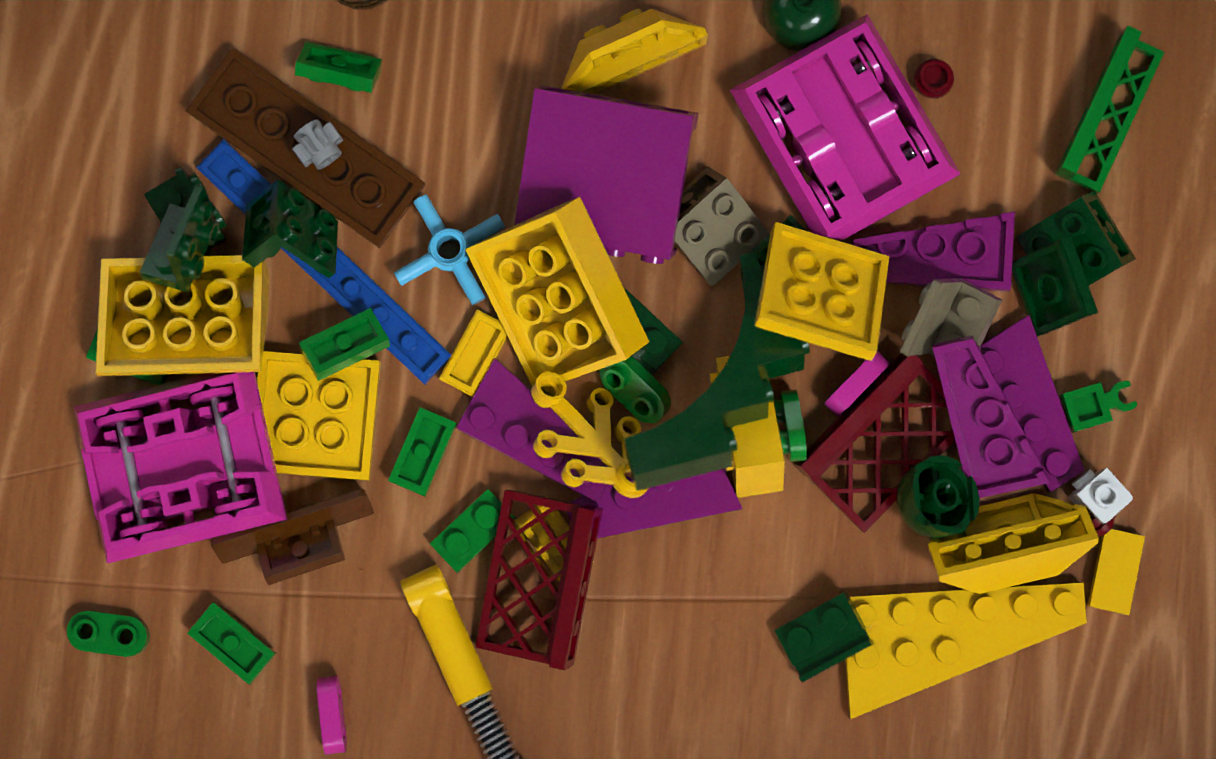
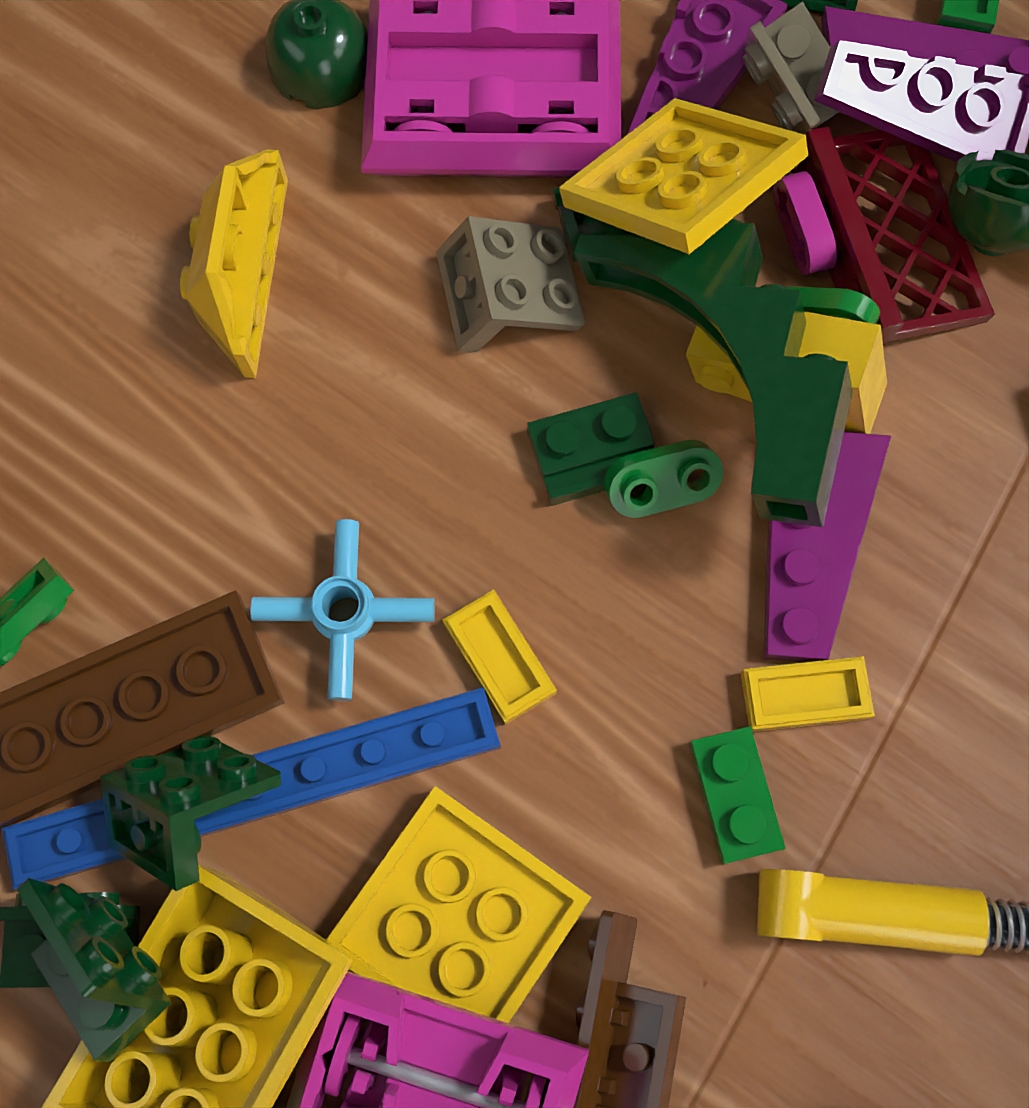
camera: 60 degrees left, 10 degrees down
(317, 144) = (90, 694): light grey gear -> none
(344, 344) = (384, 820): green plate -> none
(422, 452) = (593, 800): green plate -> none
(510, 421) = (647, 641): magenta wing -> none
(558, 294) = (491, 497): yellow slope -> none
(573, 582) = (897, 702): dark red fence -> none
(591, 441) = (772, 543): yellow plant -> none
(615, 156) = (371, 347): magenta panel -> none

